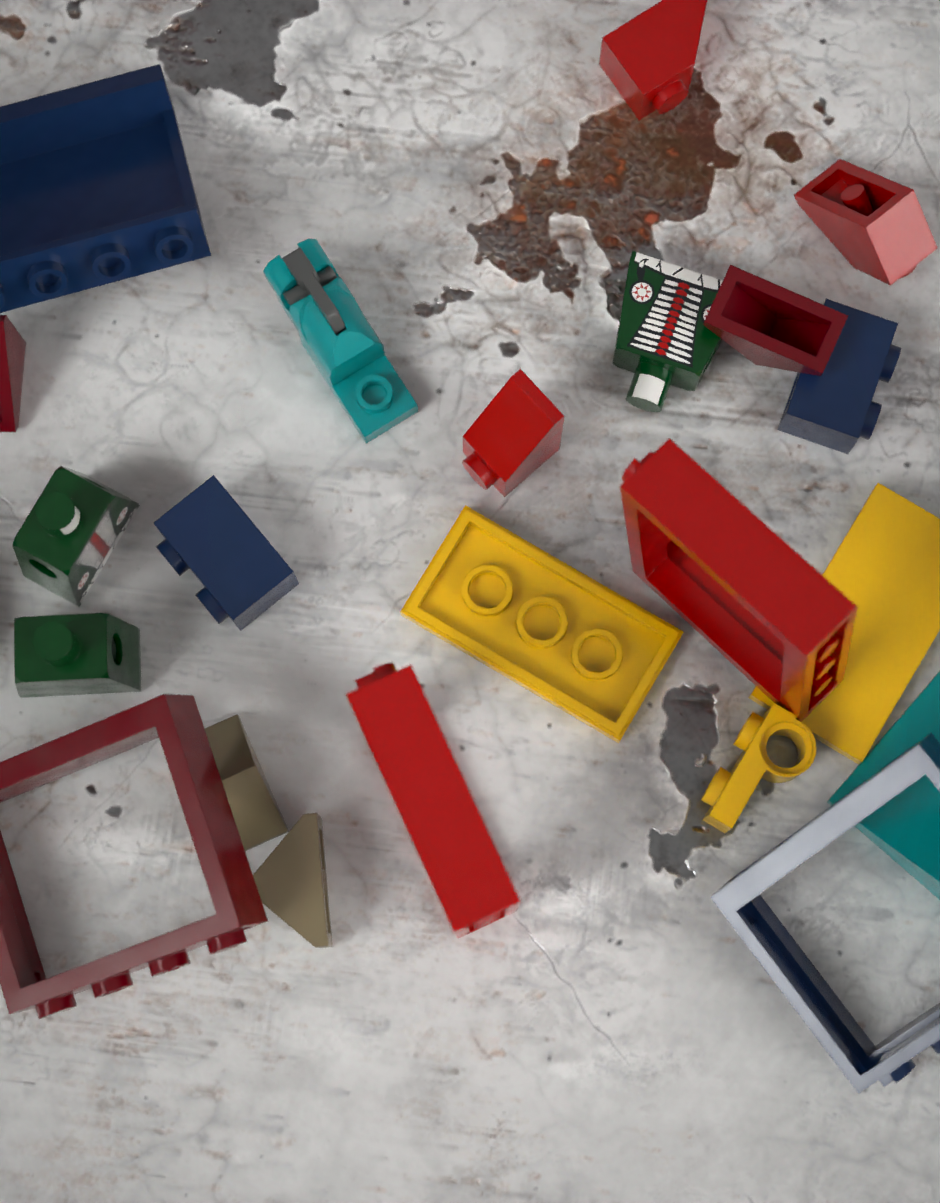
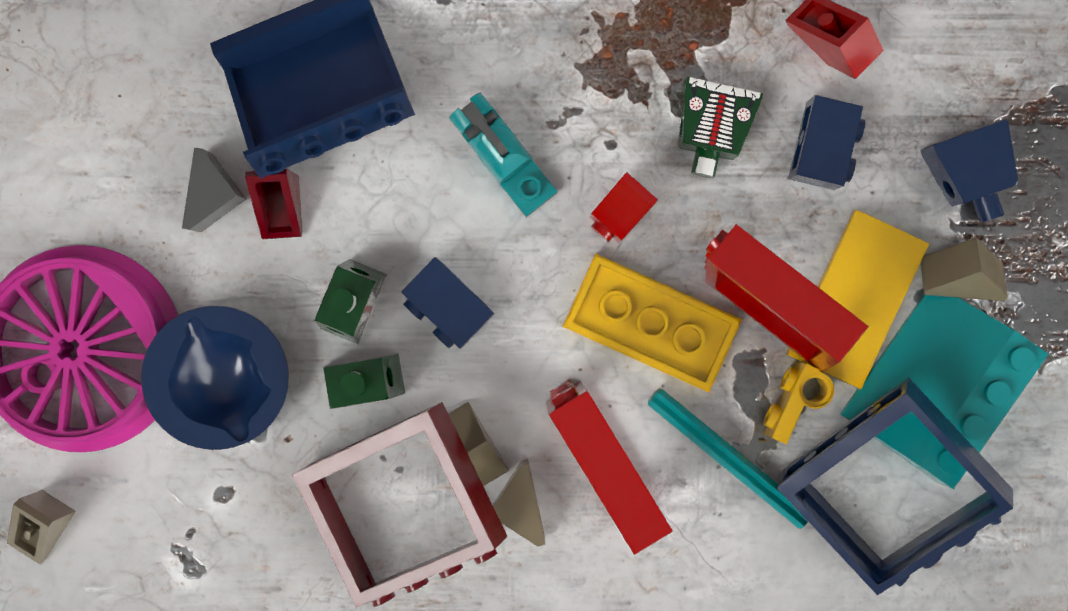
camera: 10 degrees left, 10 degrees up
(637, 846) = (725, 455): none -> teal axle
(774, 324) = (785, 117): dark red slope -> none

